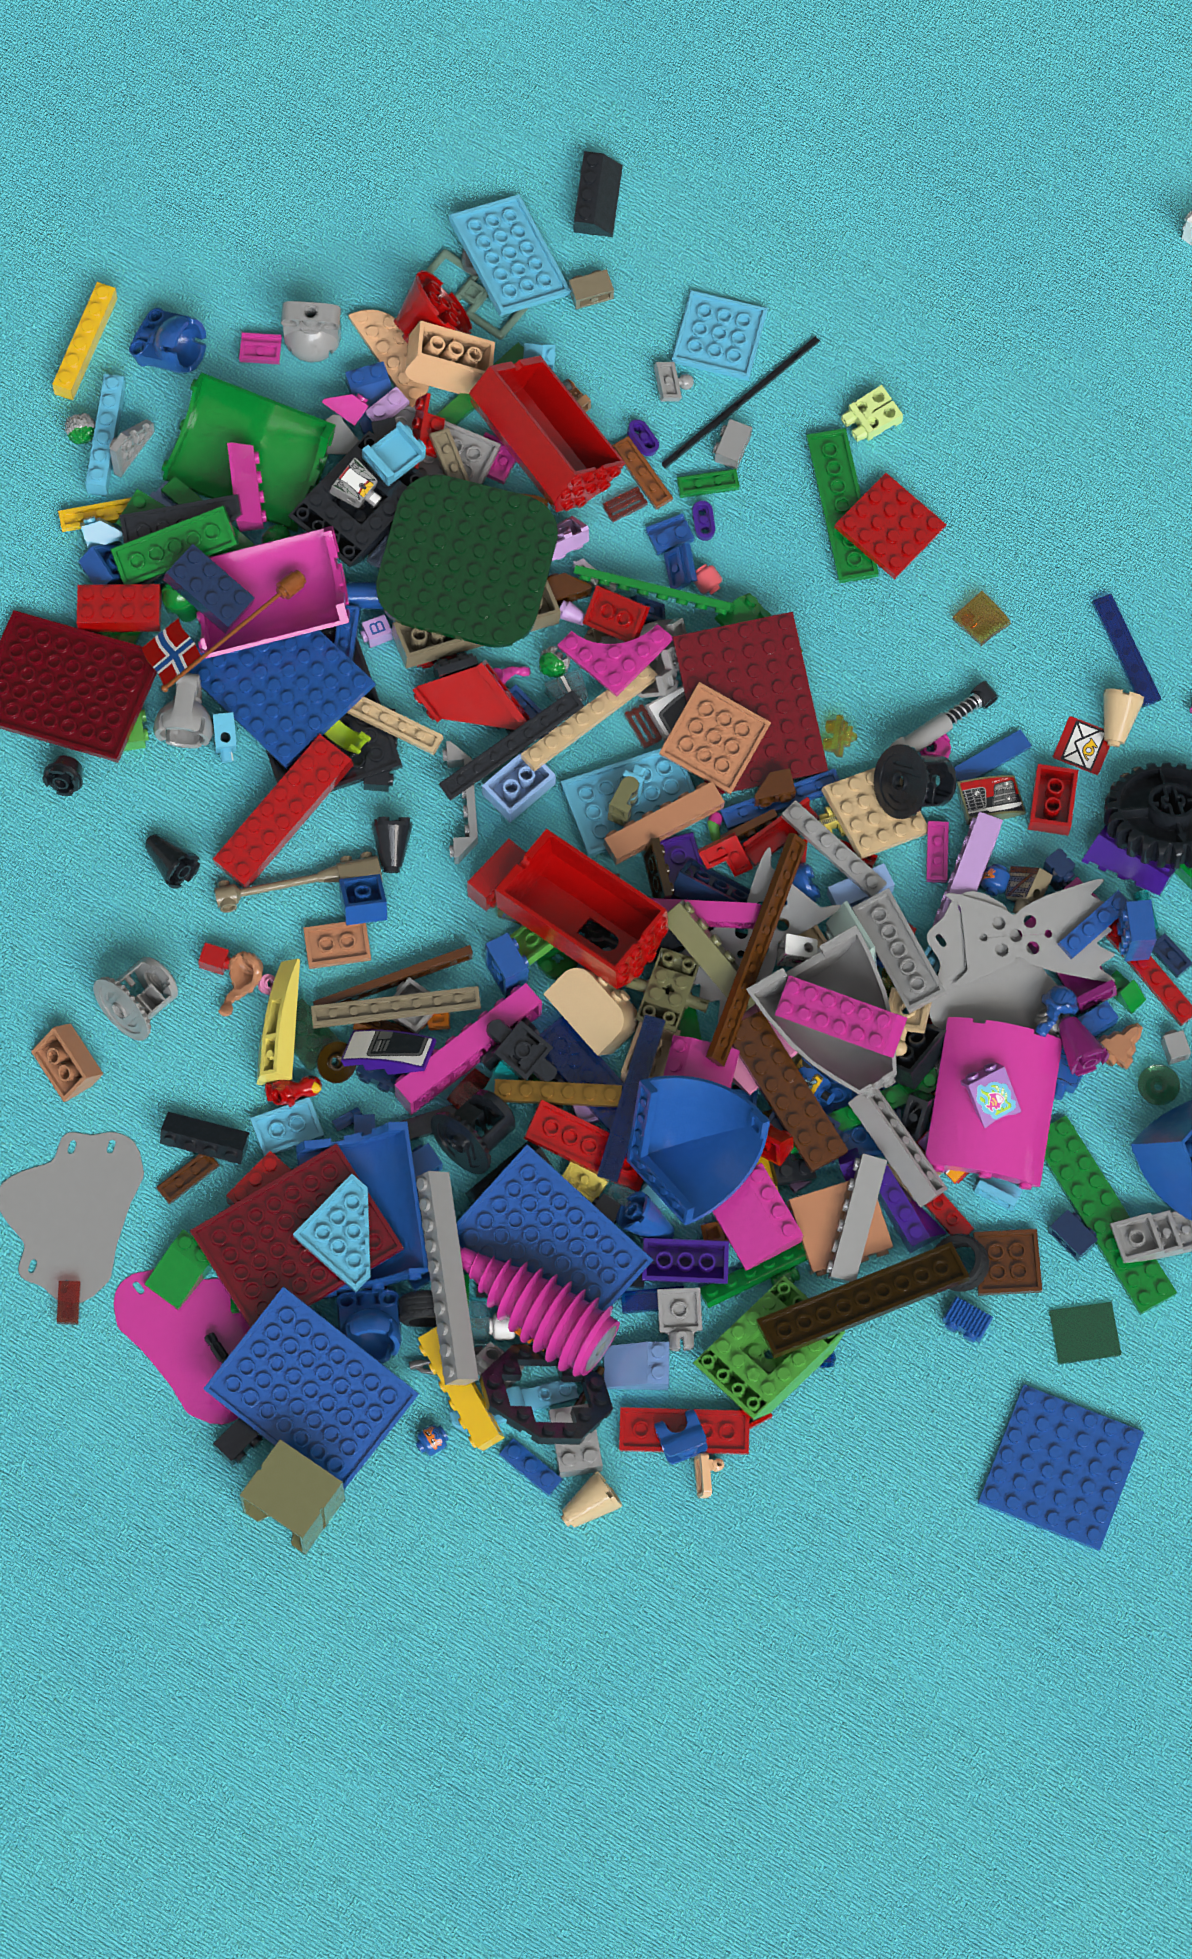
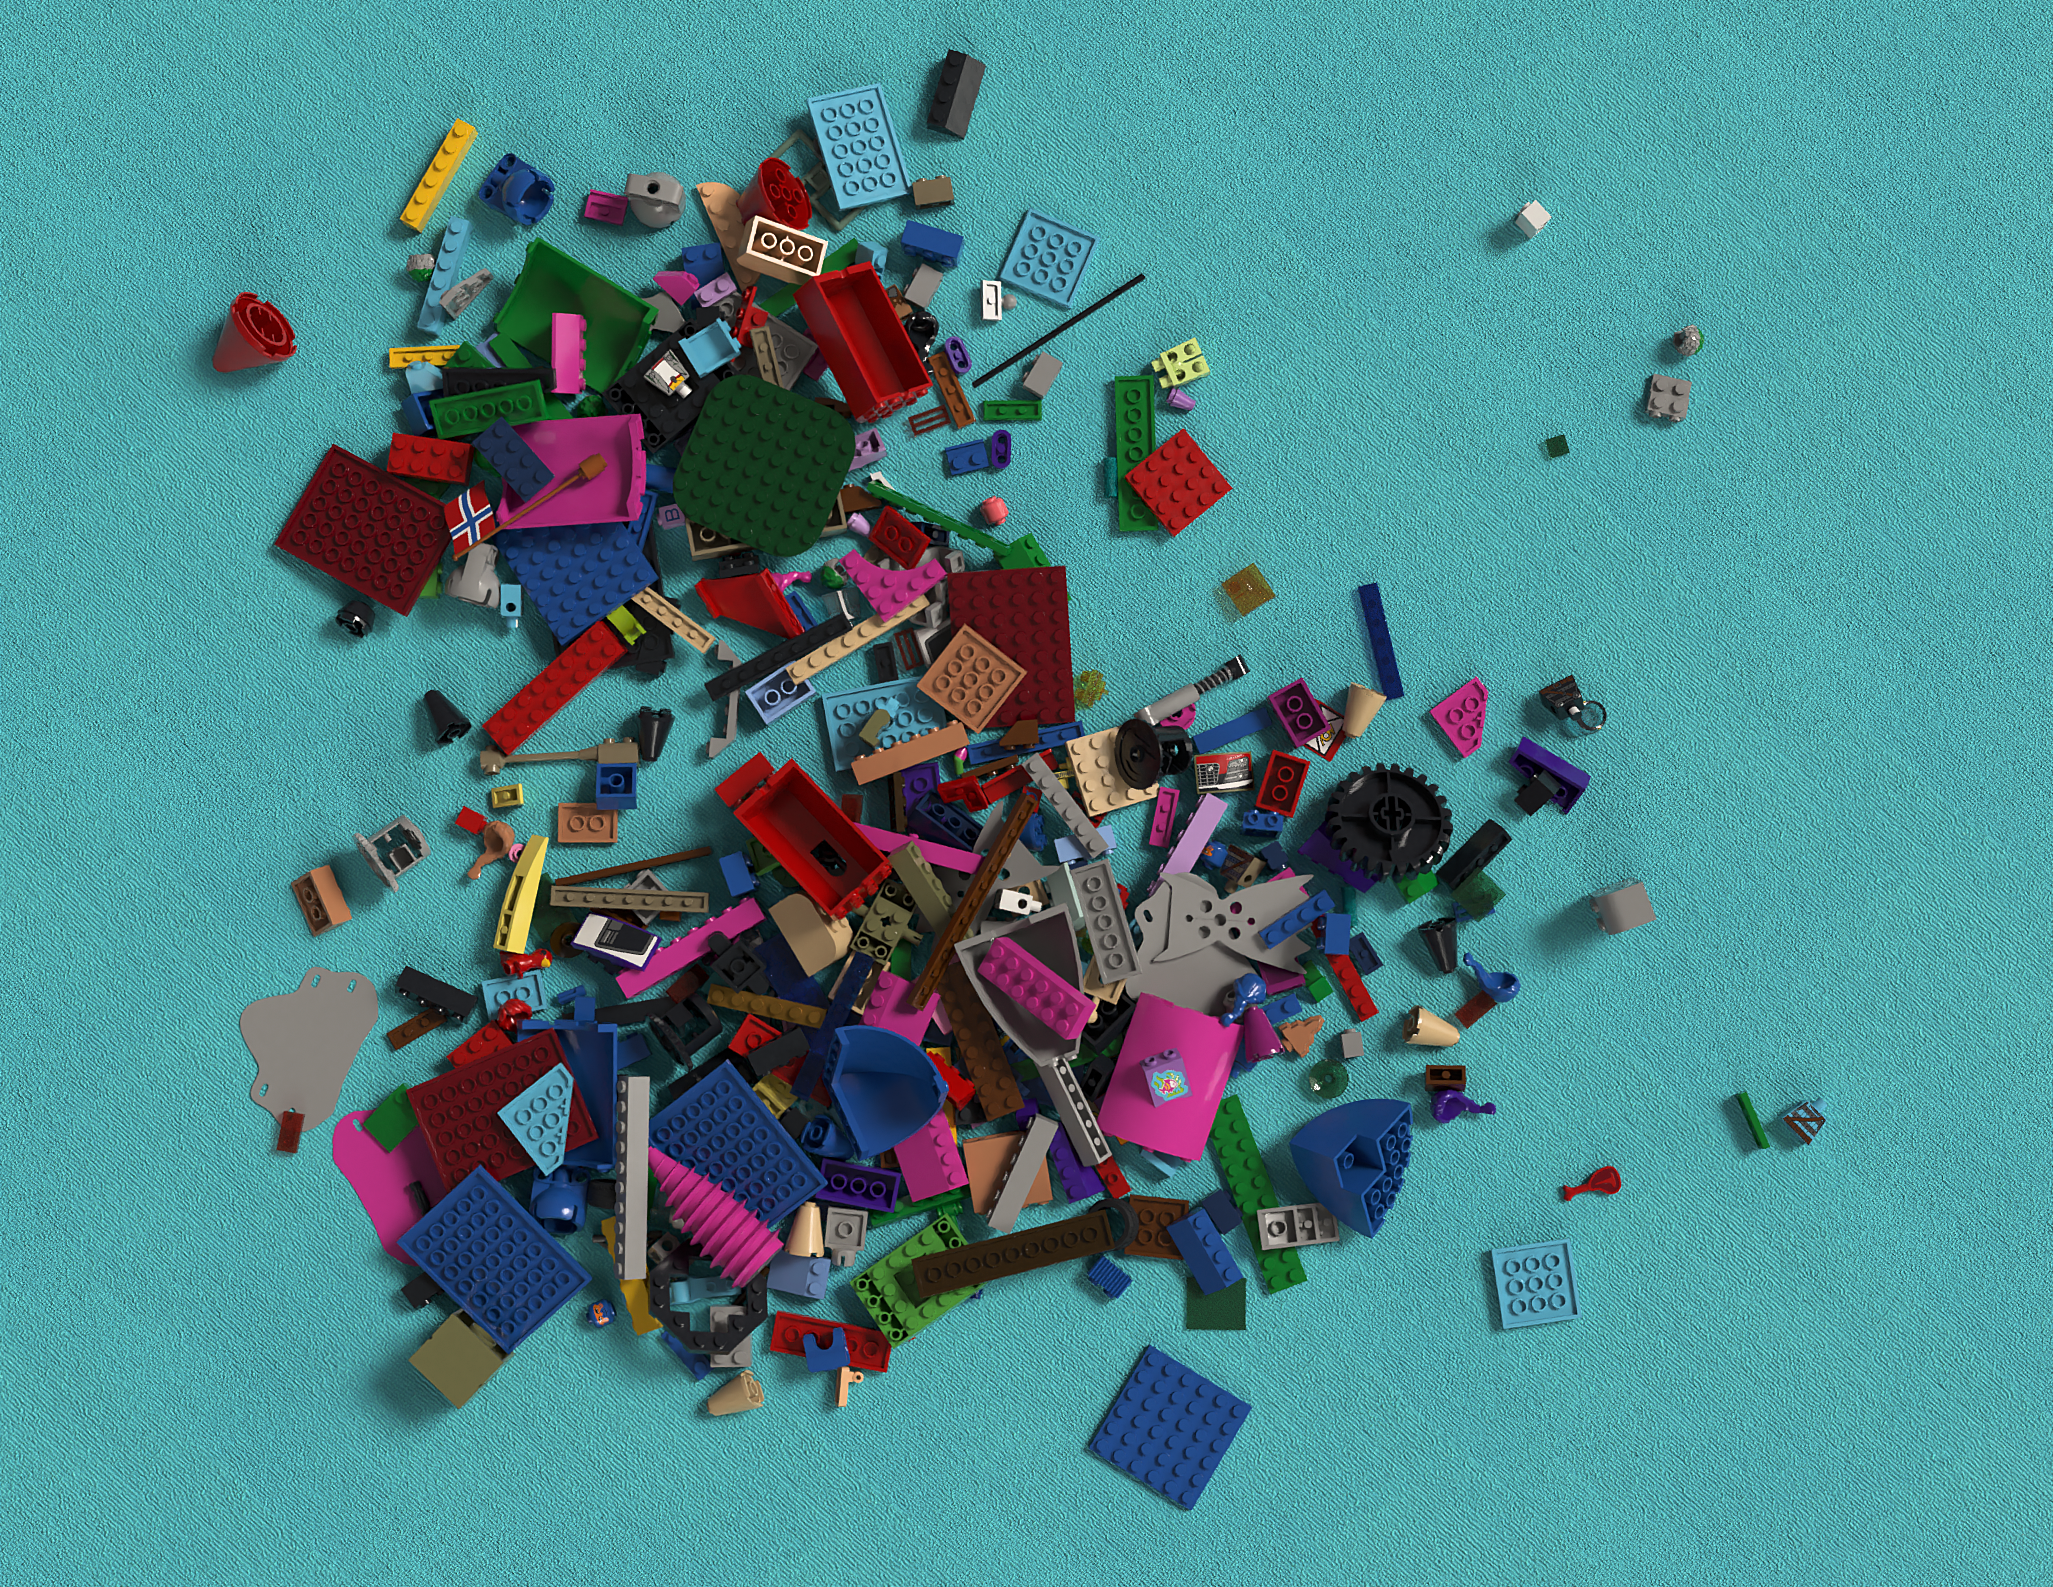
camera: 10 degrees right, 15 degrees up
(250, 927) = (507, 796): none -> light yellow slope
(287, 1139) = (511, 1012): none -> red hair
(578, 1133) = (777, 1051): none -> black brick
(597, 377) = (923, 287): none -> light grey brick
(599, 334) = (932, 244): none -> blue brick
(605, 416) = (922, 330): none -> black hair
(621, 741) = (886, 662): none -> black plate
(638, 1318) = (806, 1232): none -> tan cone
(680, 566) = (970, 495): blue plate -> none
(818, 542) = (1110, 477): none -> teal piece
(877, 448) = (1180, 400): none -> medium lavender cone
(1039, 840) = (1261, 825): none -> blue plate
(1056, 728) = (1298, 713): none -> magenta brick
(1063, 1275) = (1204, 1251): none -> blue slope

